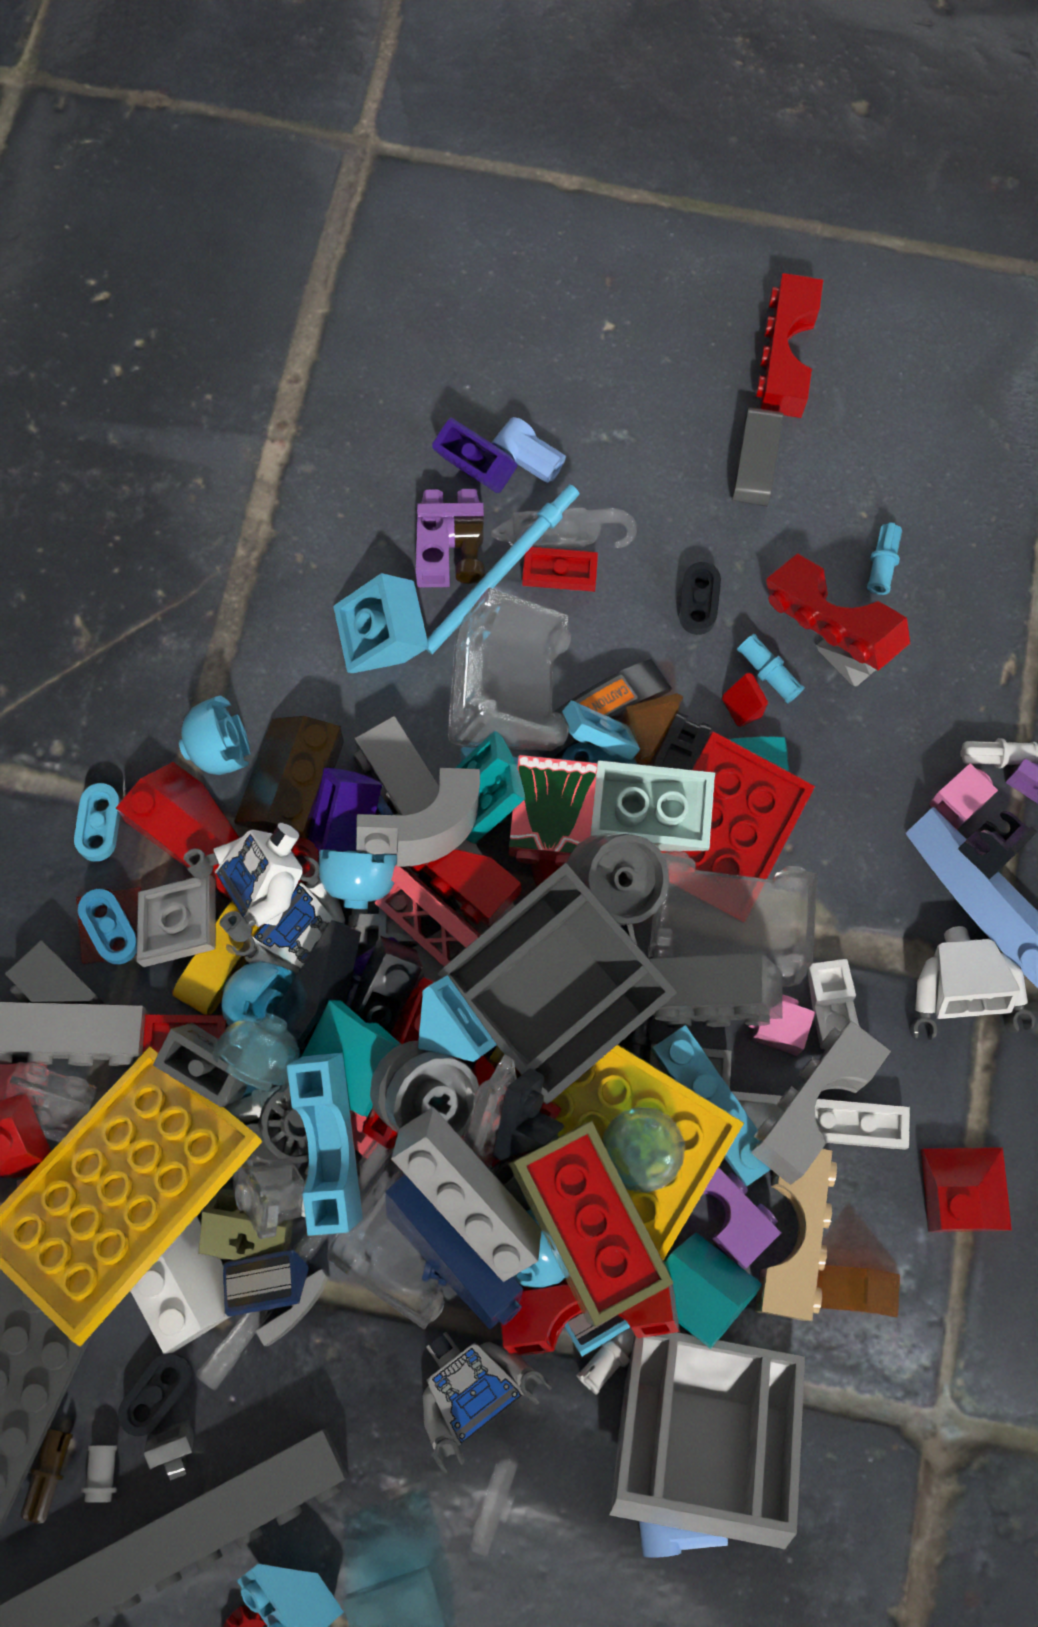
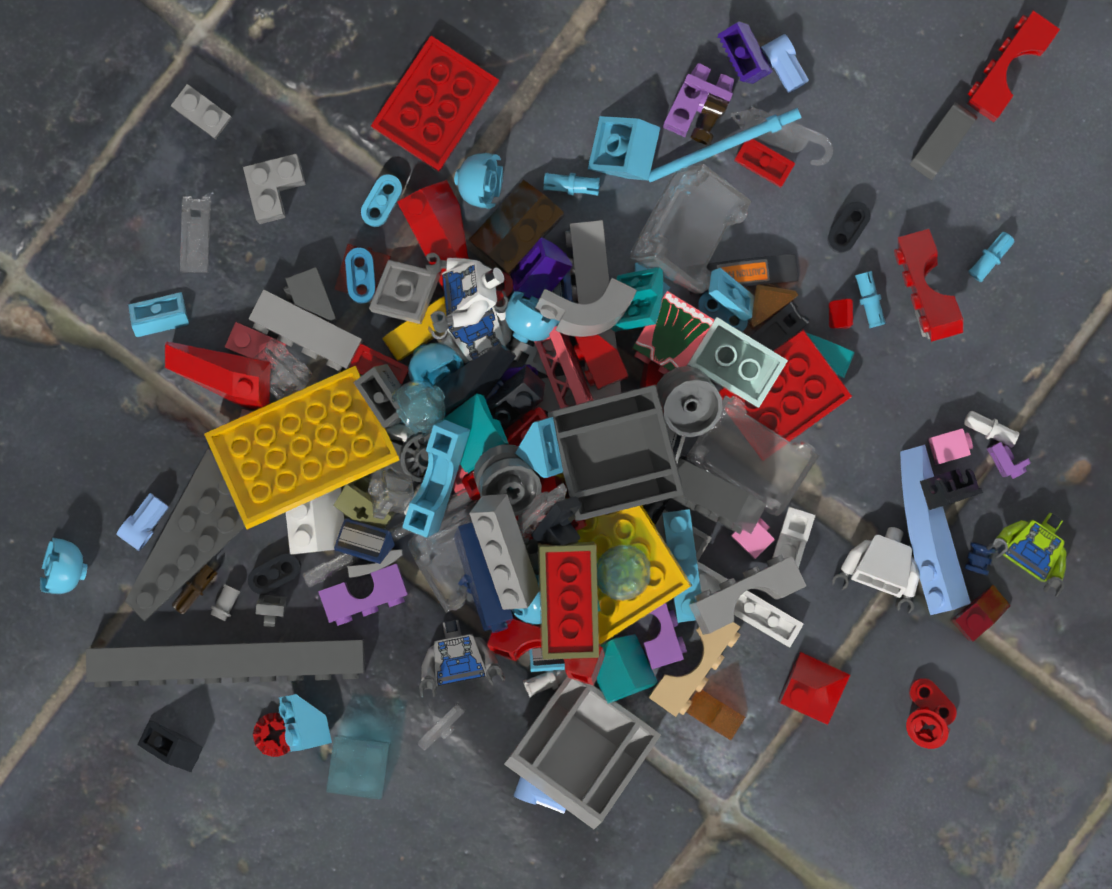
camera: 30 degrees right, 15 degrees up
(117, 677) = (435, 103): none -> red plate
(270, 1391) = (341, 604): none -> medium lavender arch
(335, 696) = (571, 184): none -> medium azure pin

